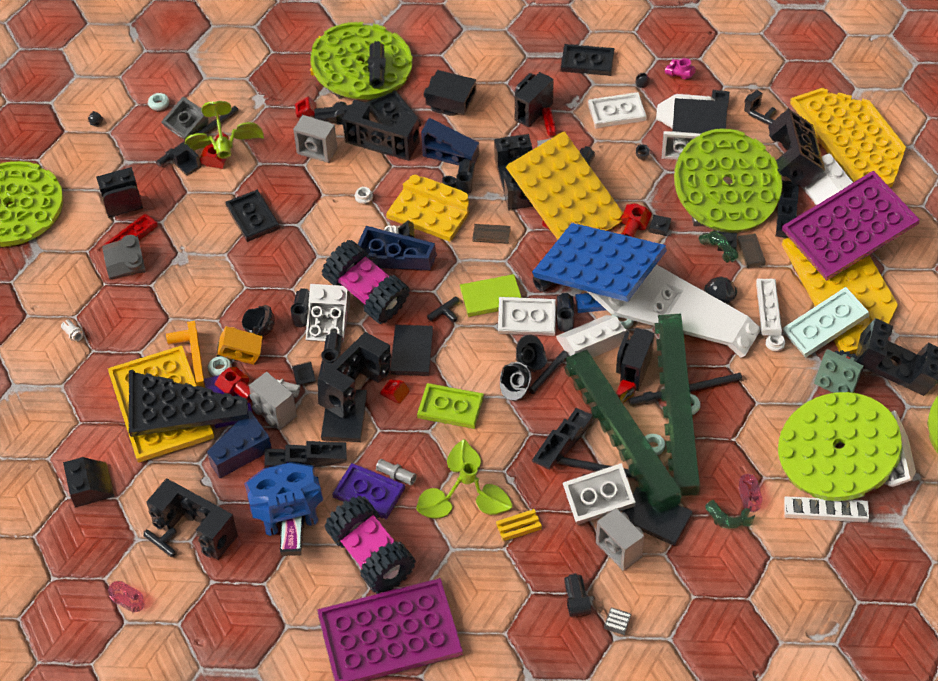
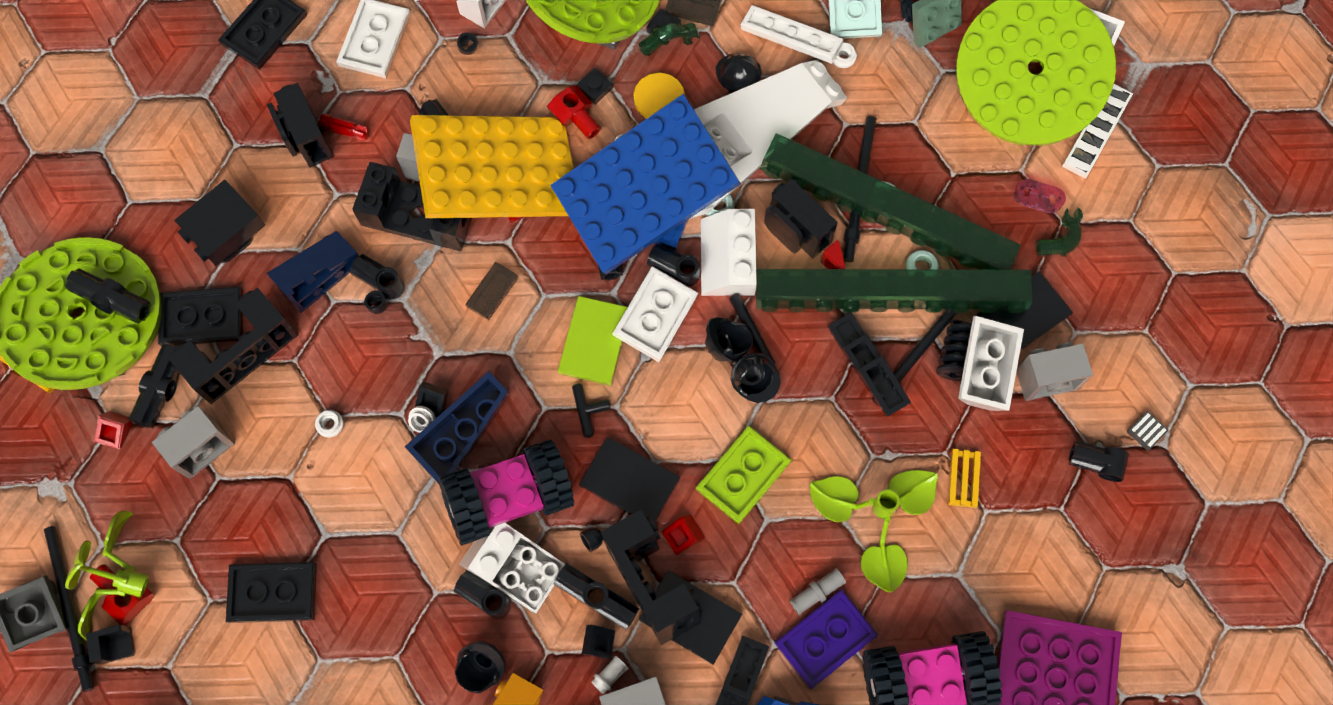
camera: 65 degrees left, 20 degrees up
(431, 207) = (403, 346): yellow plate -> none
(677, 259) = (655, 93): none -> yellow tile

